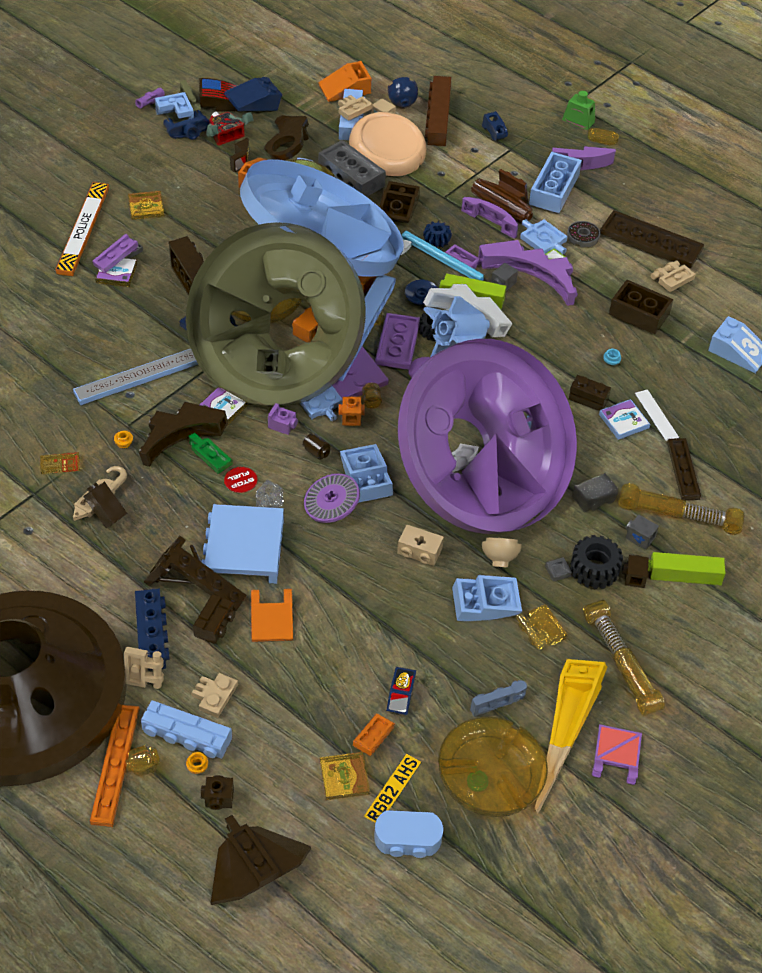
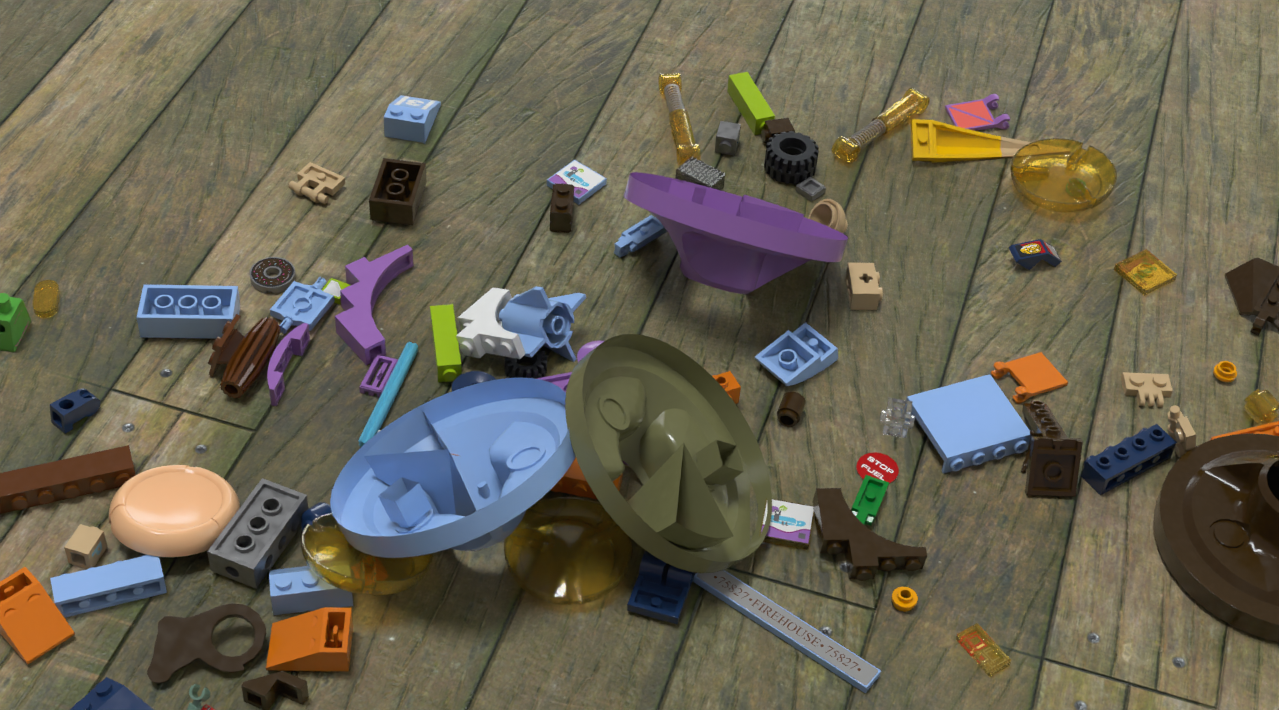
camera: 115 degrees left, 5 degrees down
(83, 509) = (1002, 583): tan plate -> none
(104, 504) = (1023, 555): dark brown brick -> none
(185, 261) = (586, 630): dark brown brick -> none
(186, 729) = (1205, 389): light blue brick -> none
(213, 619) = (1077, 413): dark brown brick -> none
(218, 792) = (1243, 338): dark brown brick -> none
(282, 419) = (773, 449): medium lavender brick -> none
(345, 500) = (843, 382): piece -> none
(352, 107) = (114, 563): tan hinge -> none
(373, 734) = (1093, 261): orange plate -> none
(393, 787) = (1127, 241): yellow sticker -> none
(400, 201) = (304, 463): dark brown slope -> none
(403, 92) = (38, 527): dark blue cylinder -> none
(408, 833) = (1163, 212): light blue brick -> none
(437, 234) = (351, 406): dark blue gear -> none
(464, 455) = (729, 301): white tile -> none
(486, 598) = (888, 225): light blue slope -> none
(498, 698) = (989, 191): sand blue hinge -> none
(505, 275) = (404, 321): flat silver brick -> none
(545, 623) = (883, 181): clear yellow plate -> none
(591, 156) = (112, 301): medium lavender slope -> none
(612, 357) = (486, 206): medium azure plate -> none
(651, 239) = (255, 212): dark brown plate -> none
(656, 415) = (550, 163): white sticker -> none
(683, 469) = (618, 130): dark brown tile -> none

